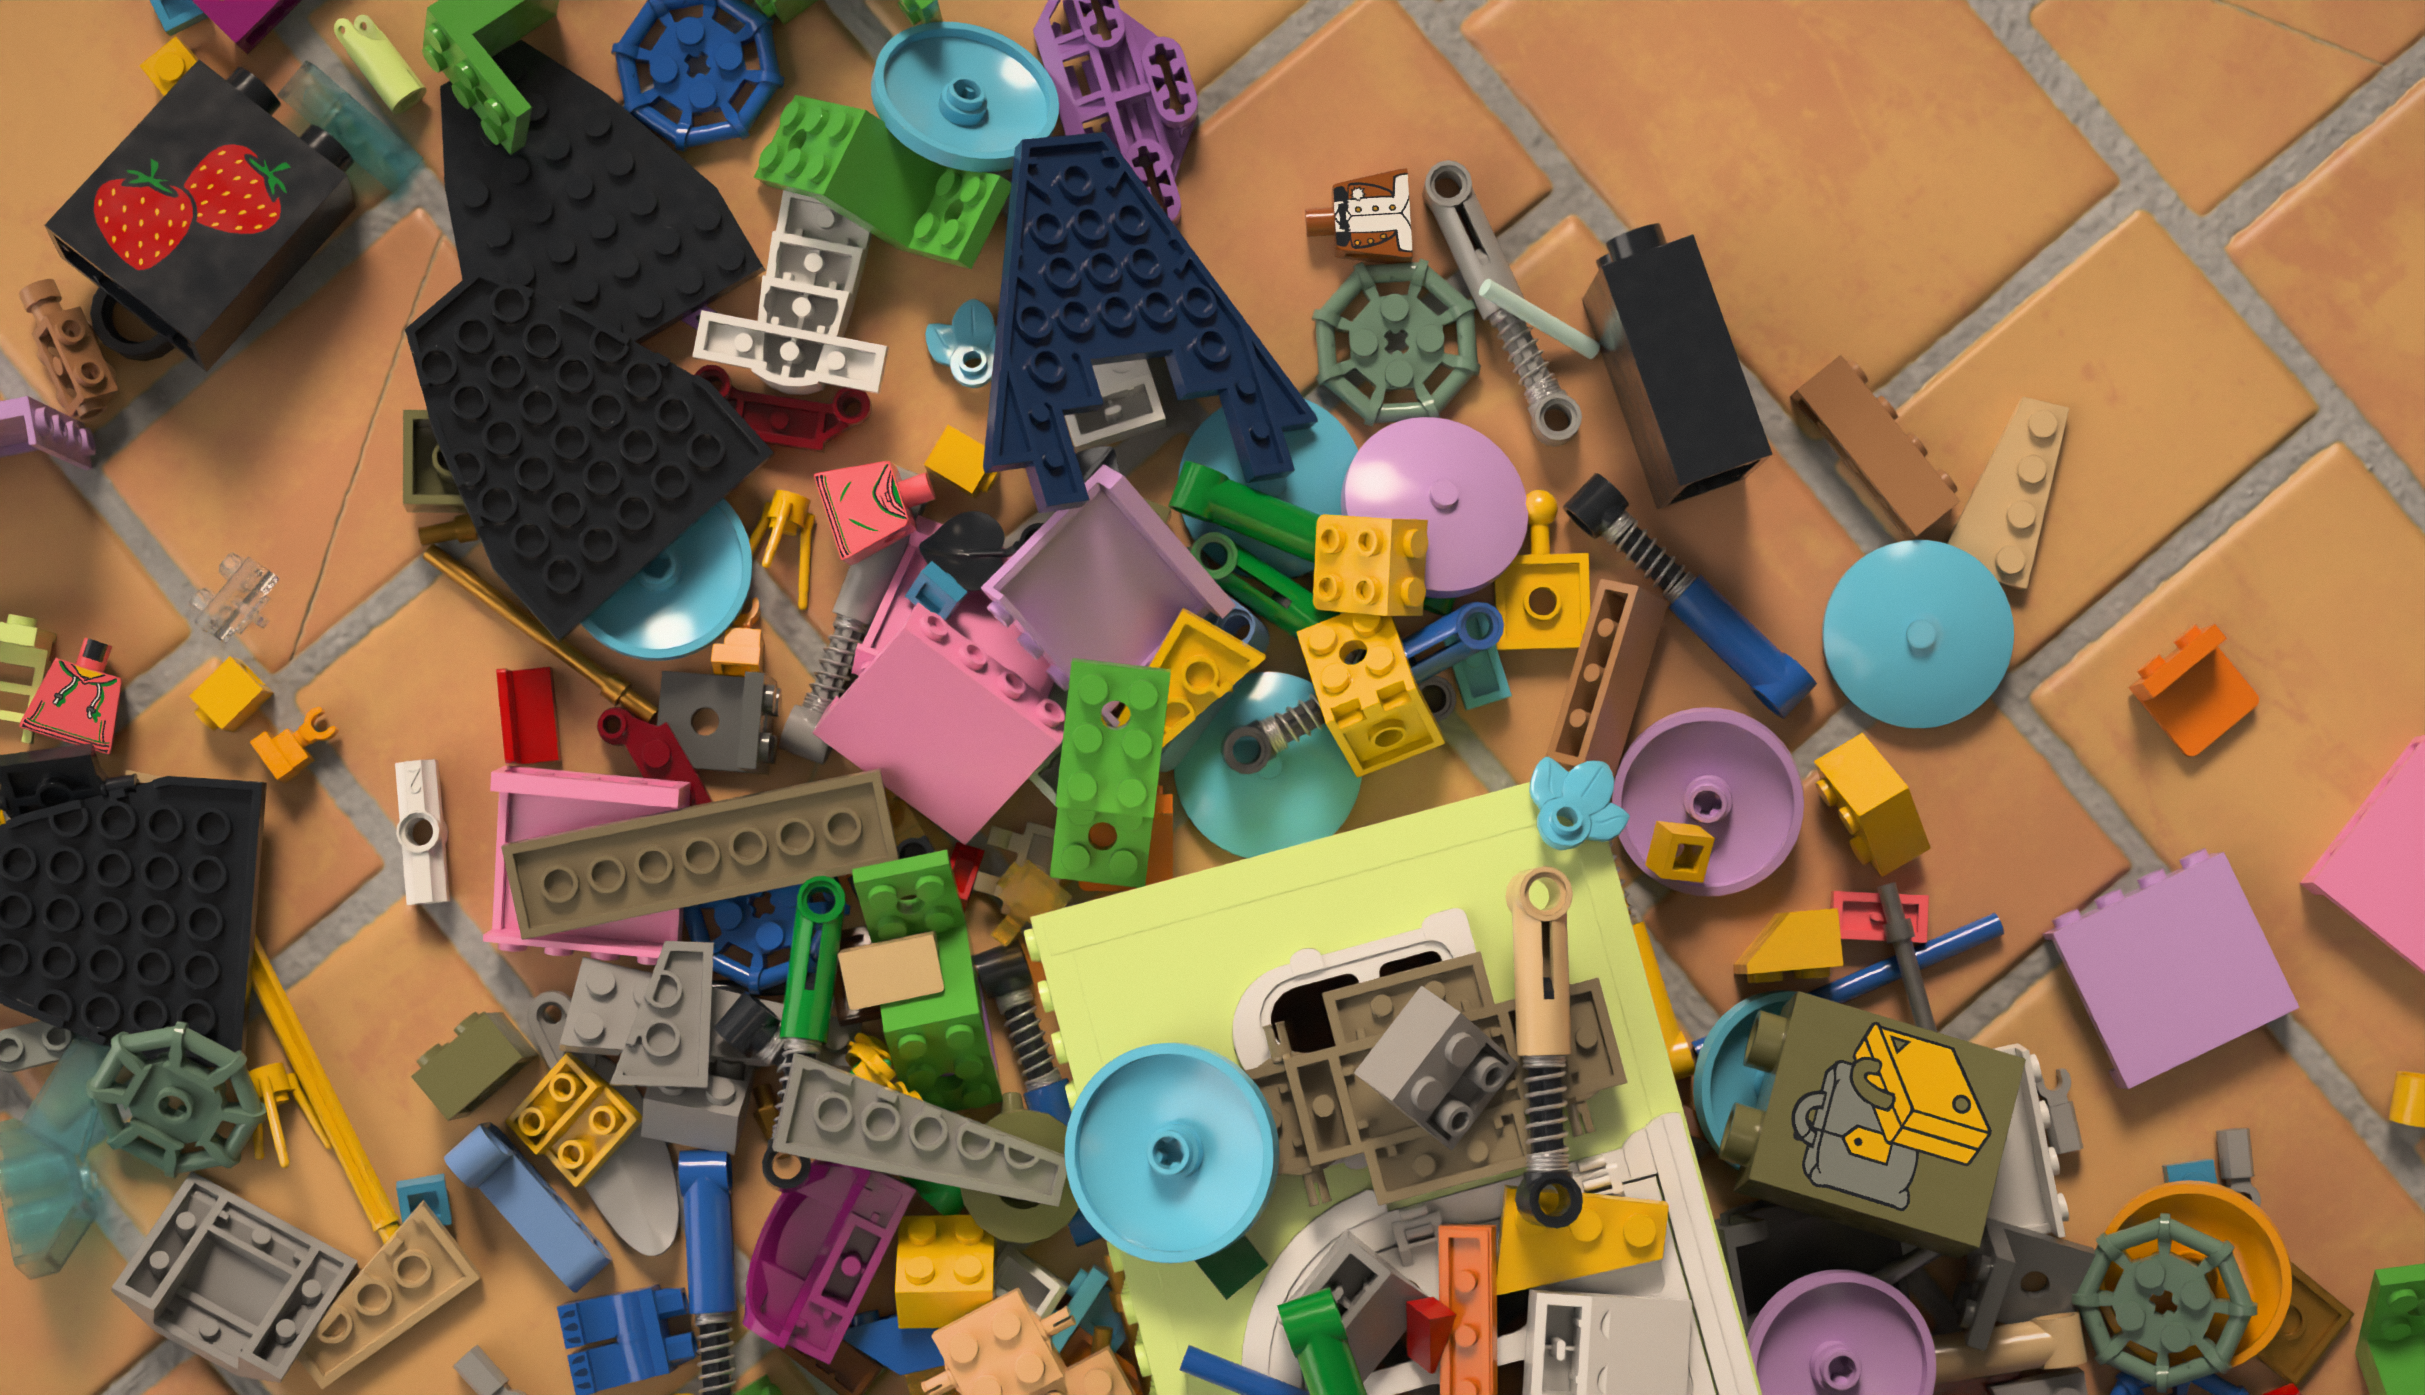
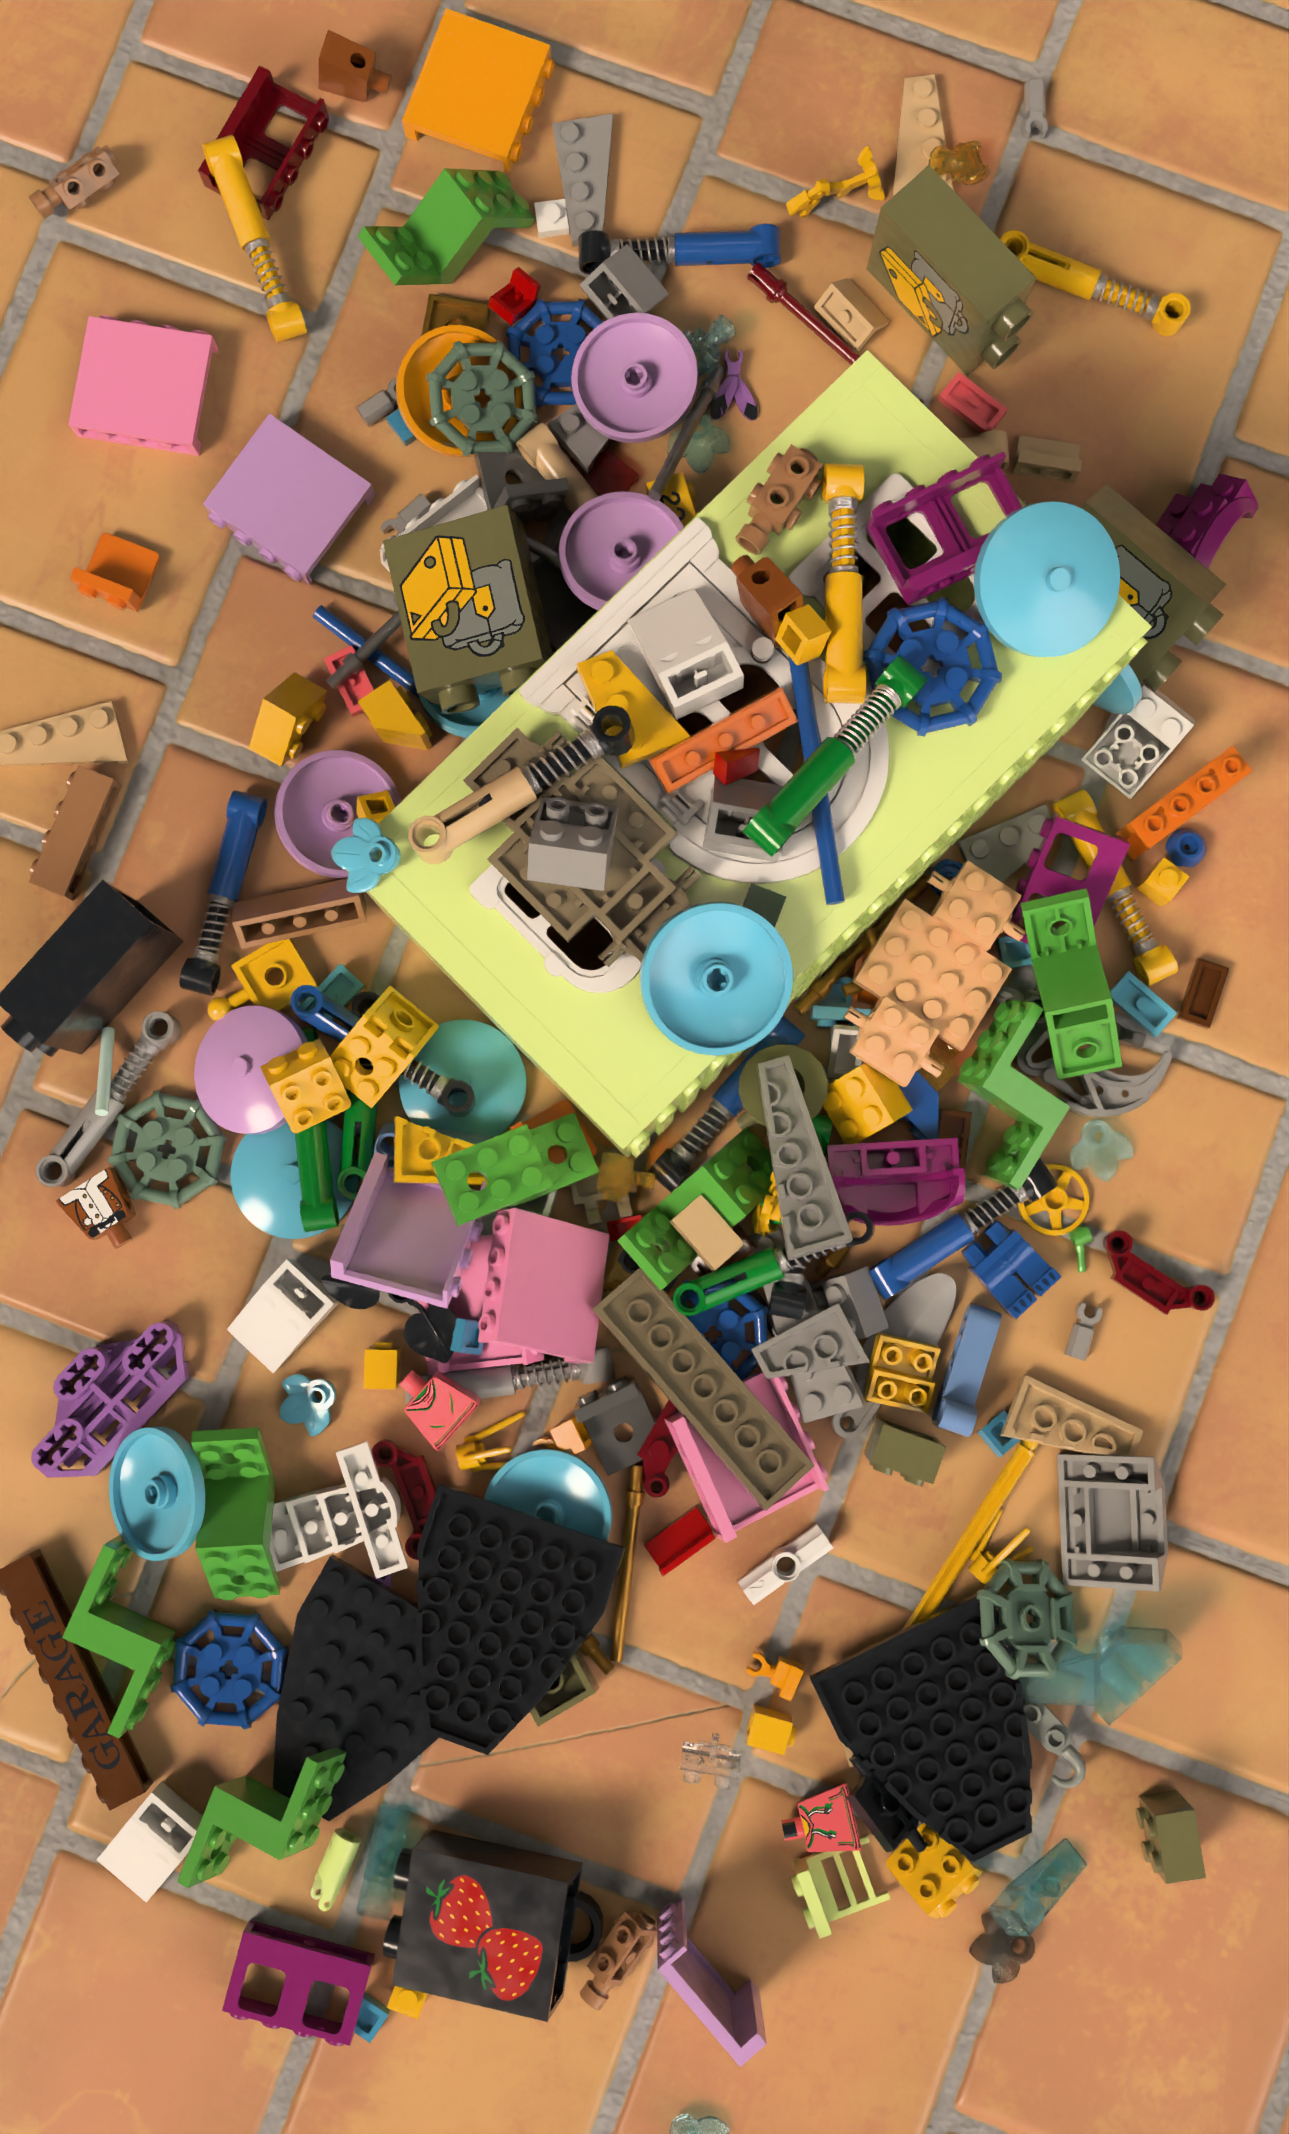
camera: 115 degrees left, 0 degrees up
(1109, 280) = (221, 1338): dark blue wing -> none
(1917, 634) = (172, 748): medium azure dish -> none

